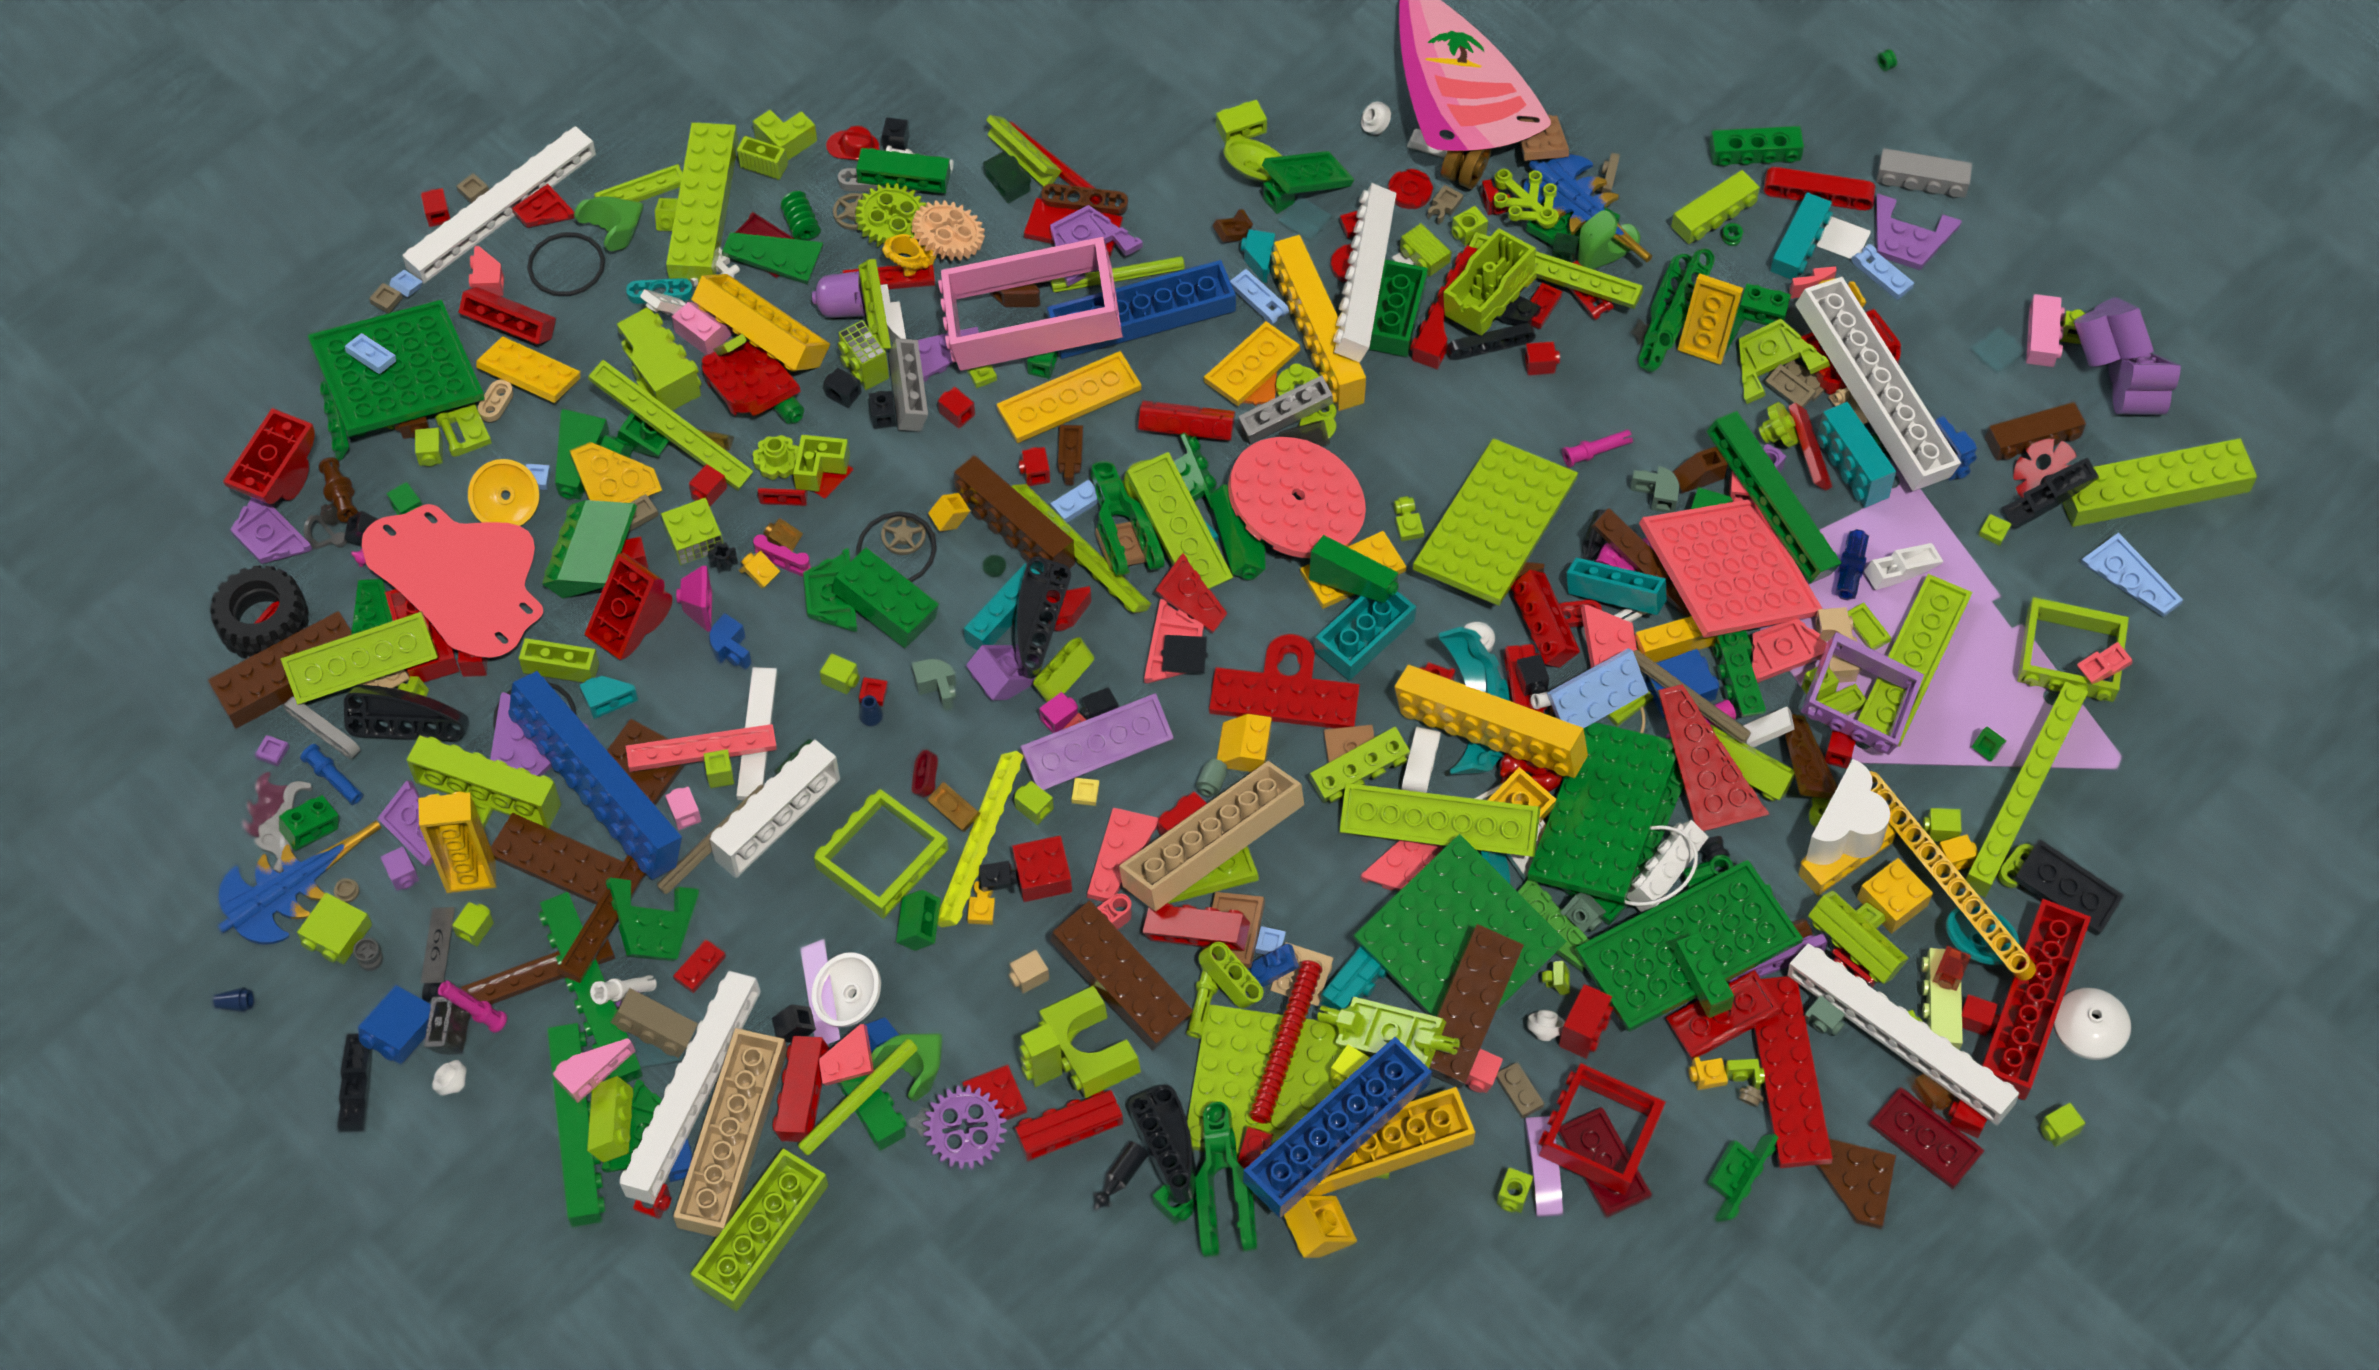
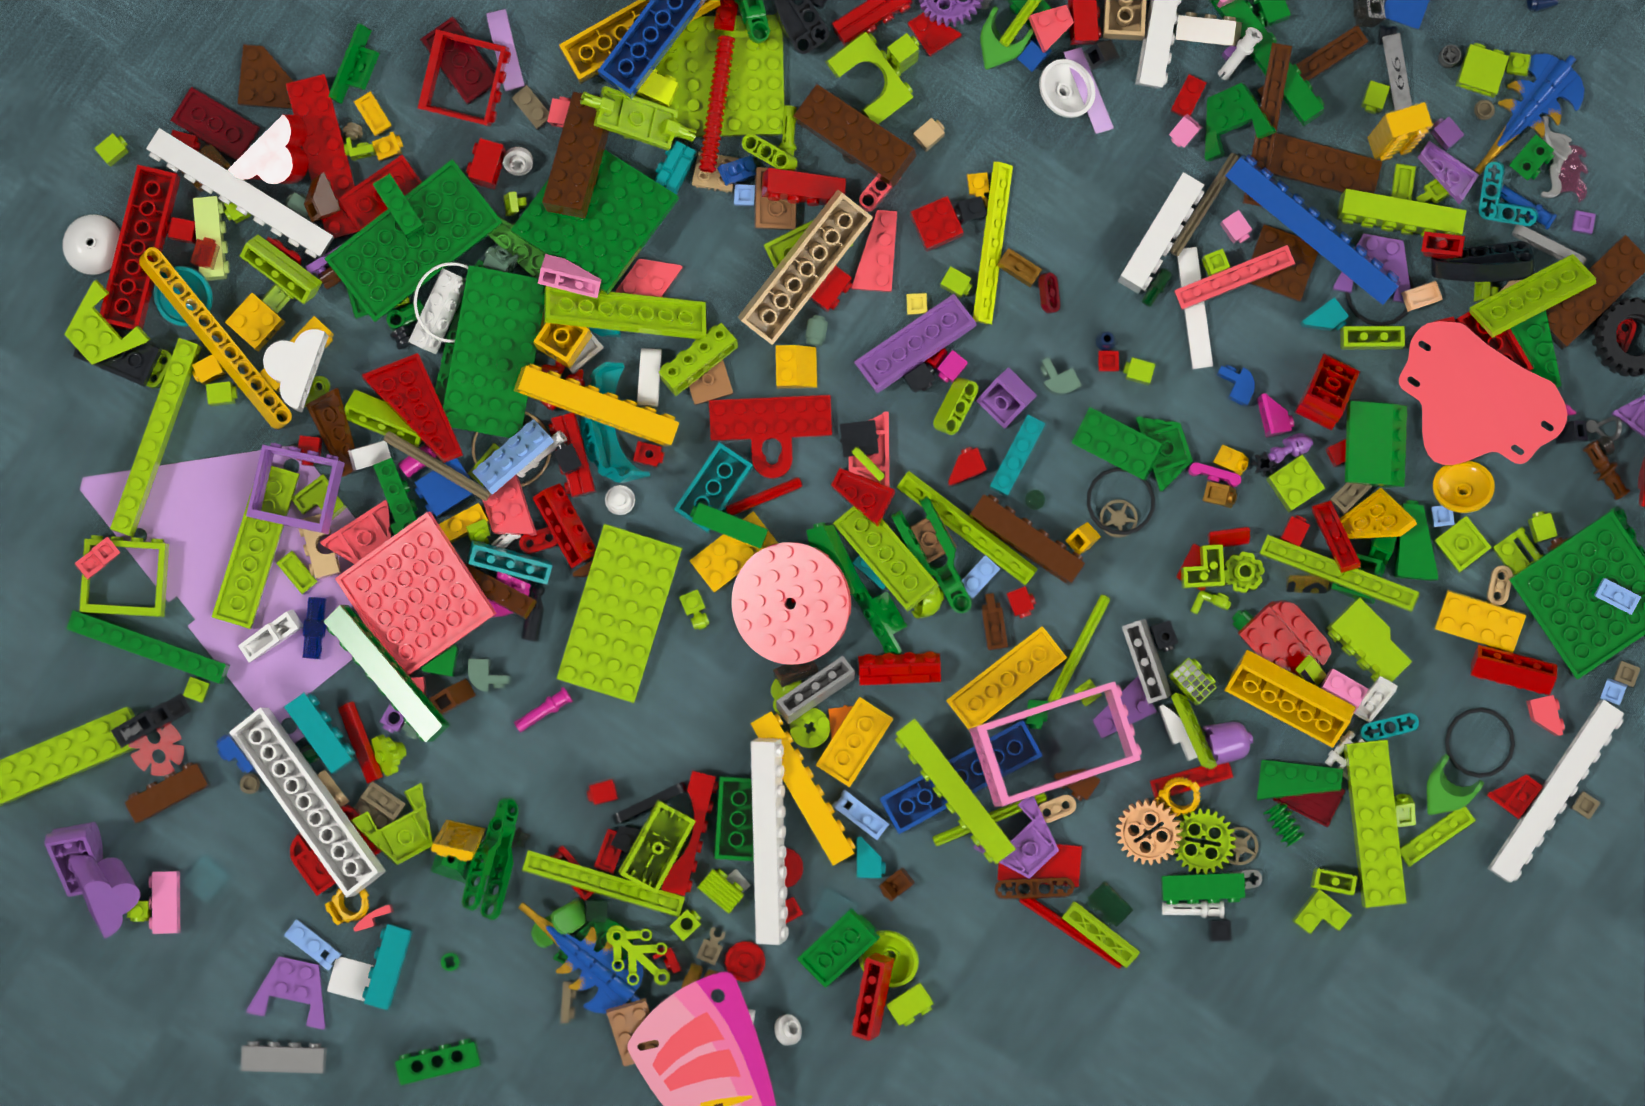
camera: 170 degrees right, 25 degrees up
(286, 933) = (1518, 64): none -> lime plate
(366, 778) = (1499, 206): none -> teal beam
(403, 499) = (1544, 467): green brick -> none
(435, 207) = (1612, 778): red brick -> none
(445, 726) = (1442, 245): none -> red slope
(480, 1010) = (1368, 14): dark pink pin -> none
(487, 697) = (1421, 296): none -> light nougat tile
(524, 443) = (1462, 544): none -> lime plate
(663, 463) = (1336, 536): none -> red plate
(683, 563) = (1295, 444): none -> medium lavender piece
(714, 921) = (1185, 131): none -> bright pink brick
(810, 428) = (1219, 600): none -> lime plate
(842, 387) = (1204, 651): black brick -> none
(849, 142) = (1257, 920): red piece -> none
(911, 875) = (1094, 239): lime window -> none
(918, 920) = (1024, 159): green brick -> none
(956, 407) = (1101, 649): red brick -> none
(980, 414) = (1079, 648): none -> lime axle
(1033, 606) = (991, 447): black beam -> none
(1152, 283) = (955, 791): none -> lime brick
(1180, 619) = (868, 463): none -> lime tile
(1280, 125) = (872, 996): none -> red brick
(1302, 619) = (764, 496): none -> red axle
(1506, 862) = (565, 275): none -> bright pink slope
(1514, 1180) = (524, 29): lime brick -> none
(1648, 621) = (478, 531): none -> lime plate
(1715, 207) = (467, 983): lime brick -> none
(1723, 1114) = (372, 113): none -> yellow plate
(1764, 304) = (413, 884): green brick -> none
(1802, 1007) = (320, 199): none -> reddish brown slope
(1839, 190) = (377, 1024): red beam -> none
(1855, 1063) = (276, 154): none -> brick
(1989, 744) = (188, 475): green tile -> none
(2046, 571) = (148, 647): none -> green brick
(2092, 898) = (94, 335): none -> lime wing
(2129, 571) = (83, 667): light blue wing -> none

